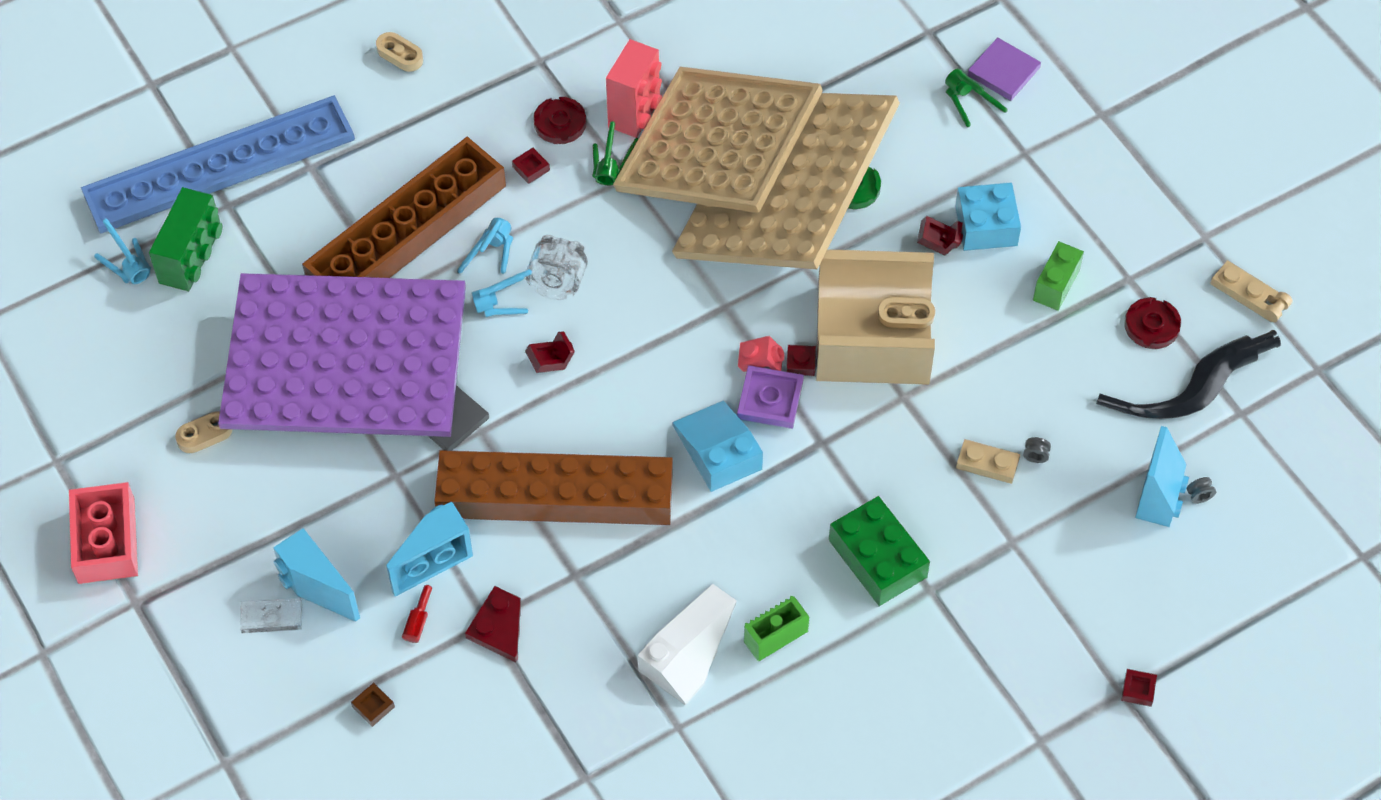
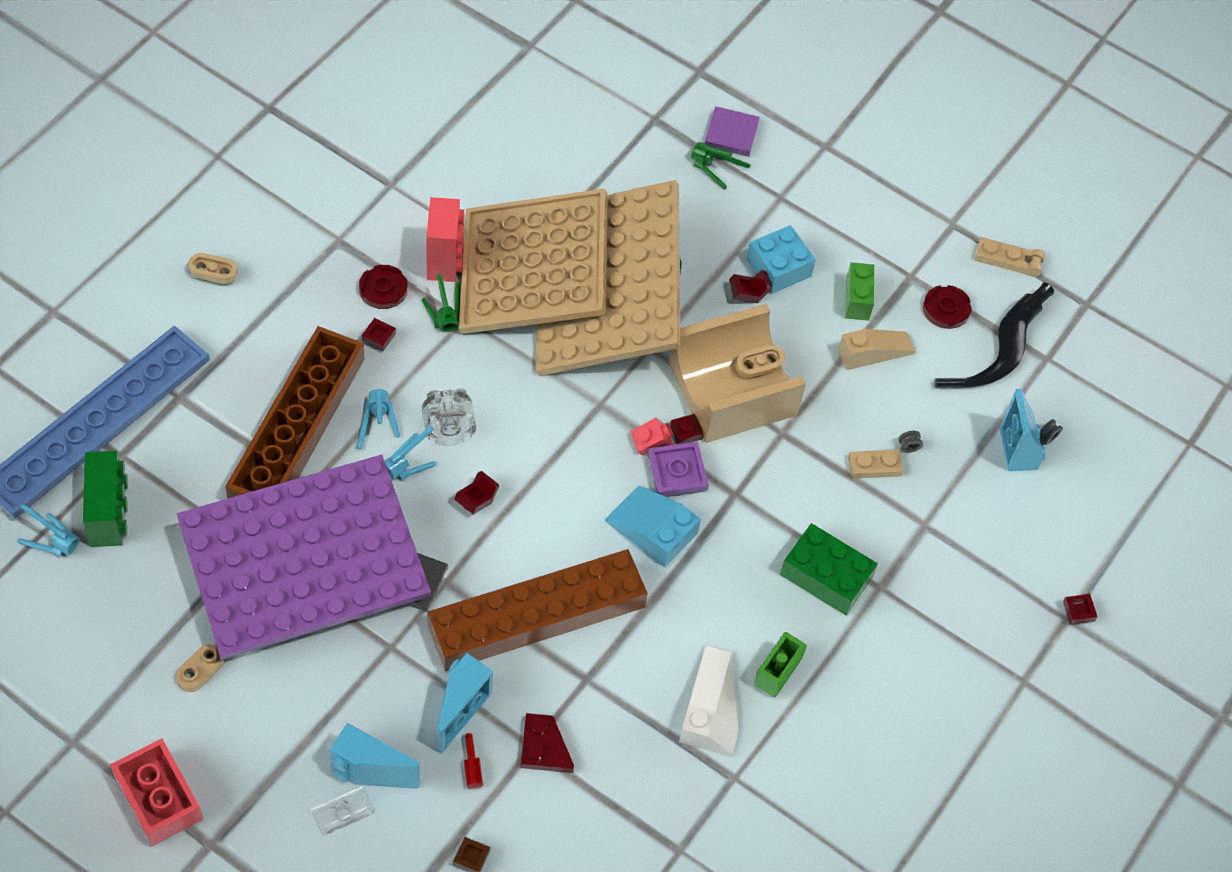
camera: 30 degrees left, 0 degrees up
(1047, 339) = (873, 346): none -> tan slope

